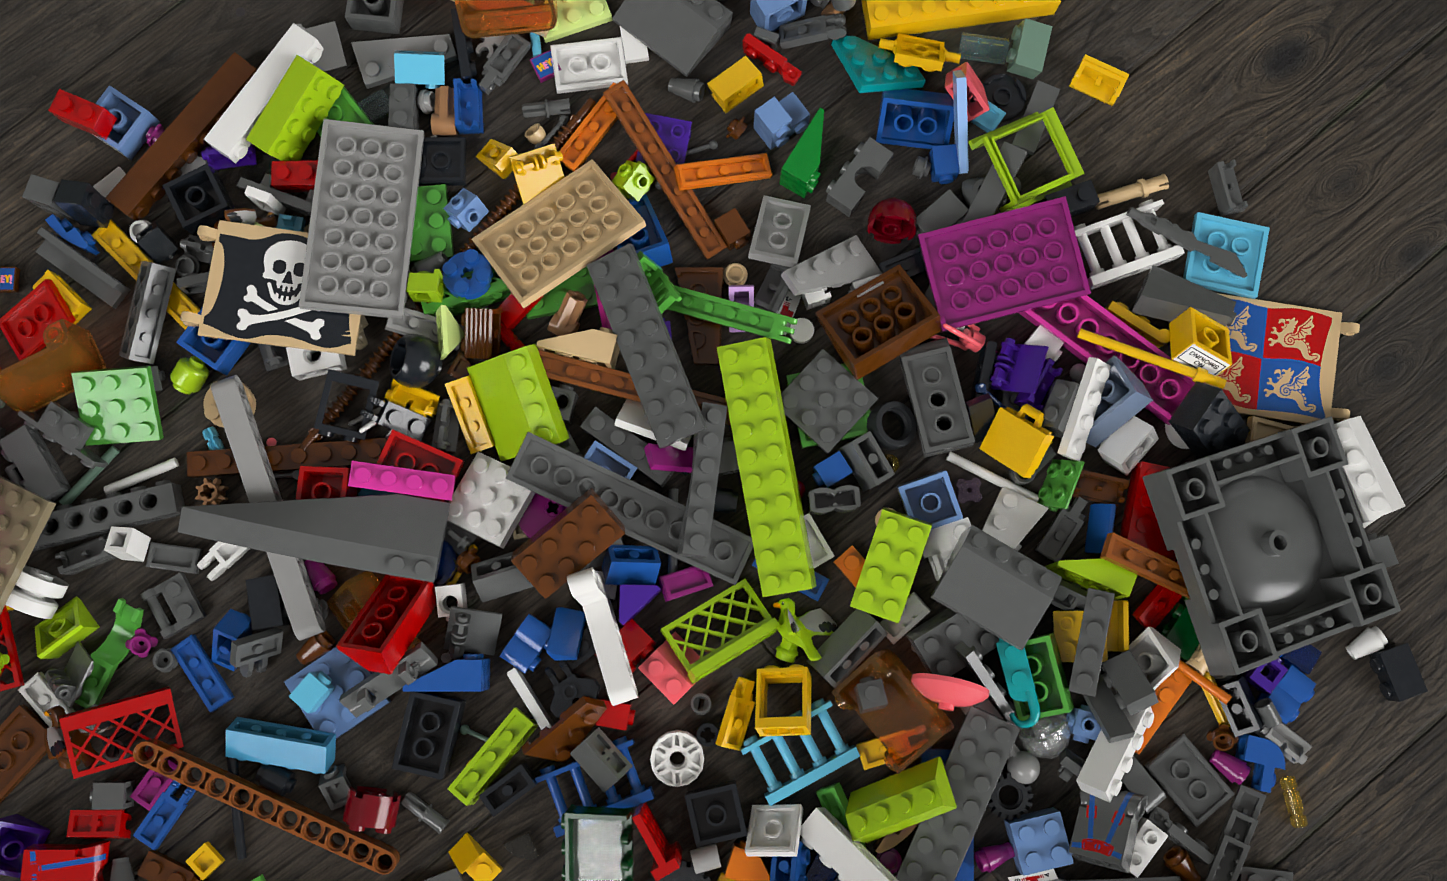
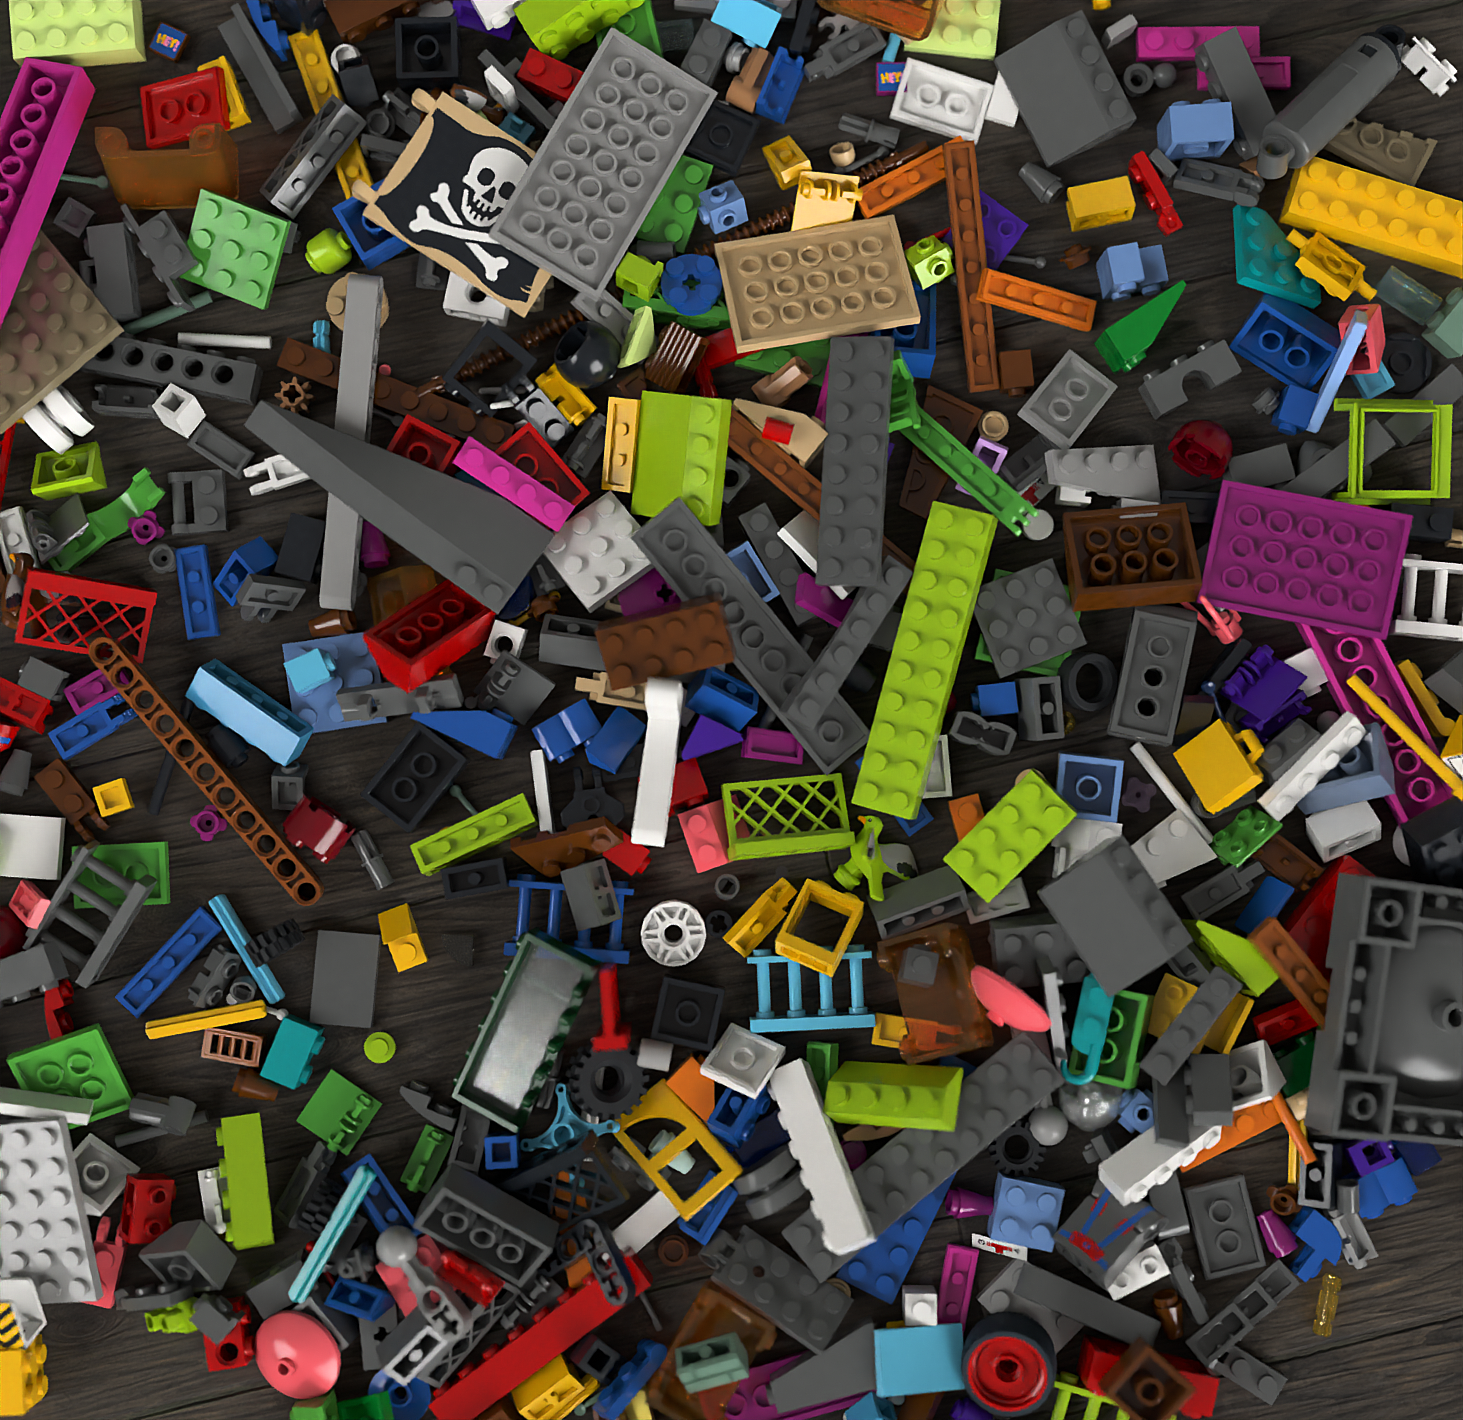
camera: 25 degrees right, 5 degrees up
(280, 846) = (199, 822): none -> magenta plate
(538, 603) = (601, 692): none -> tan hinge
(578, 349) = (777, 430): none -> red hinge

